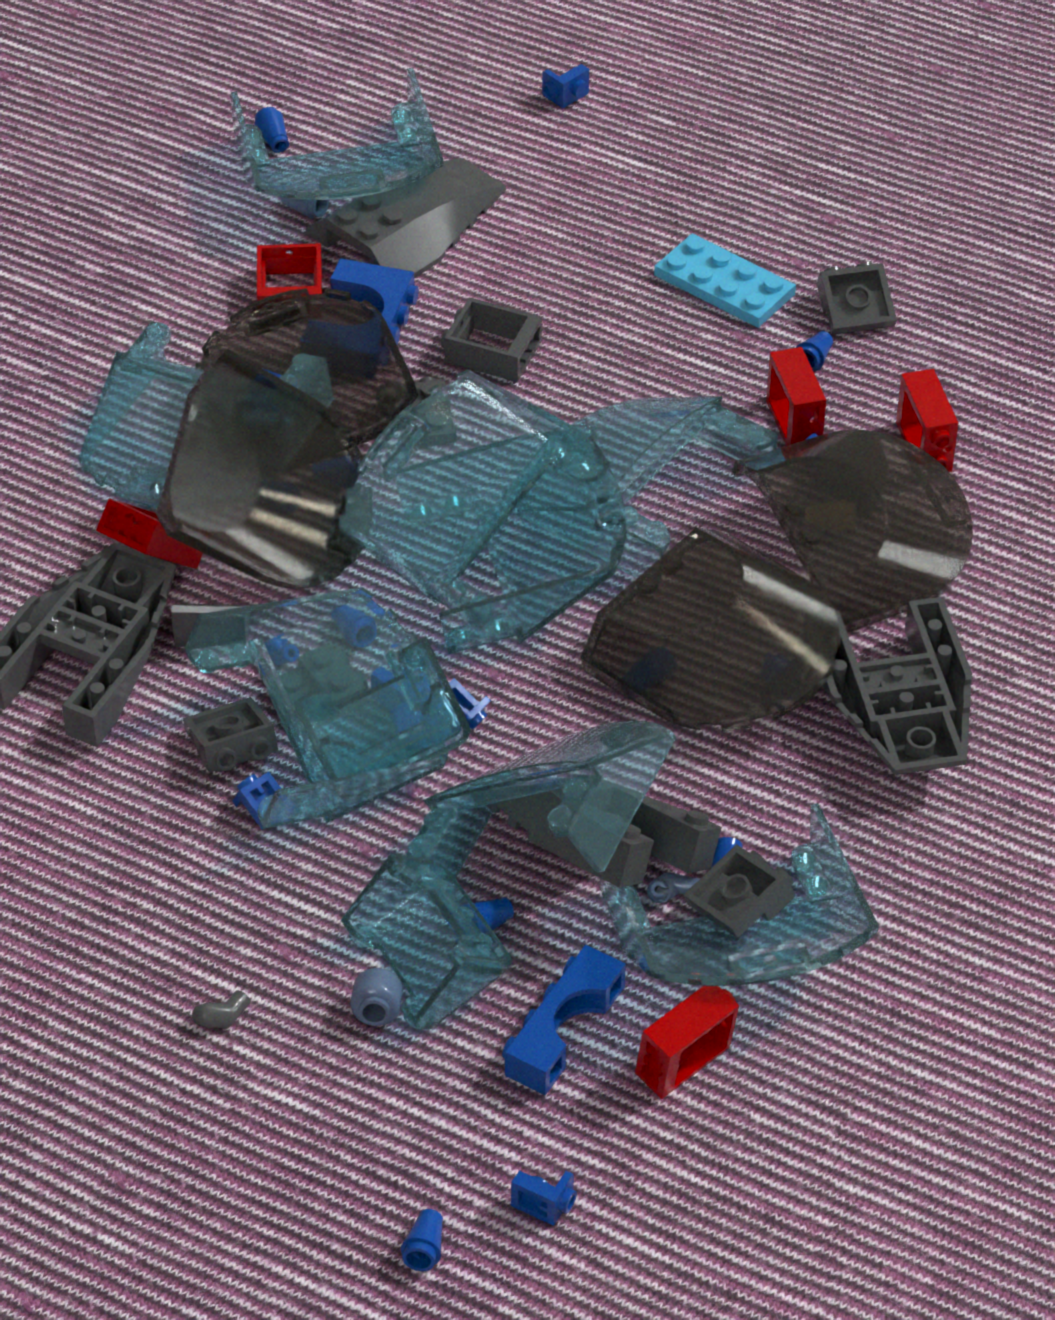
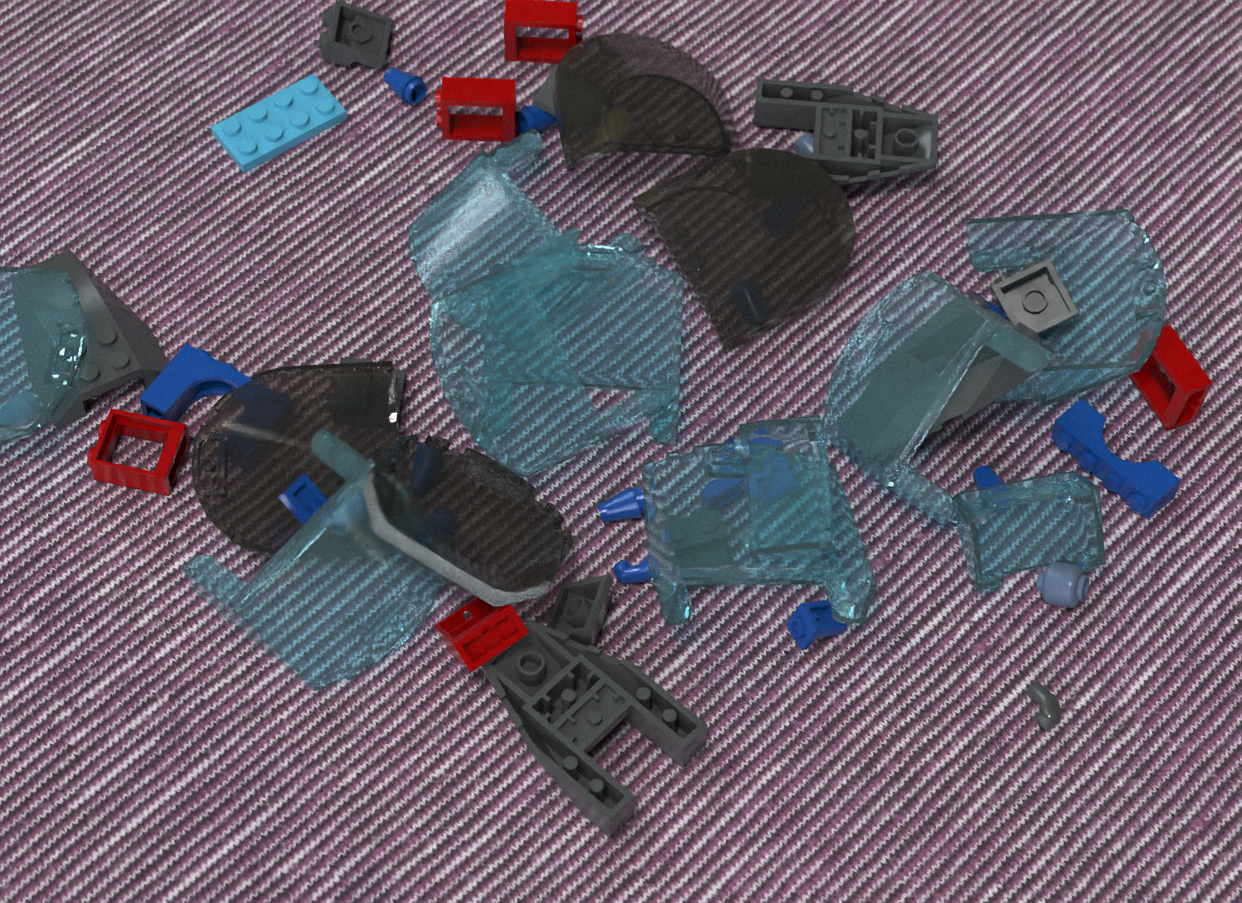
camera: 75 degrees left, 10 degrees up
(231, 735) = (733, 628): dark grey plate -> none
(497, 320) = (310, 286): dark grey window -> none

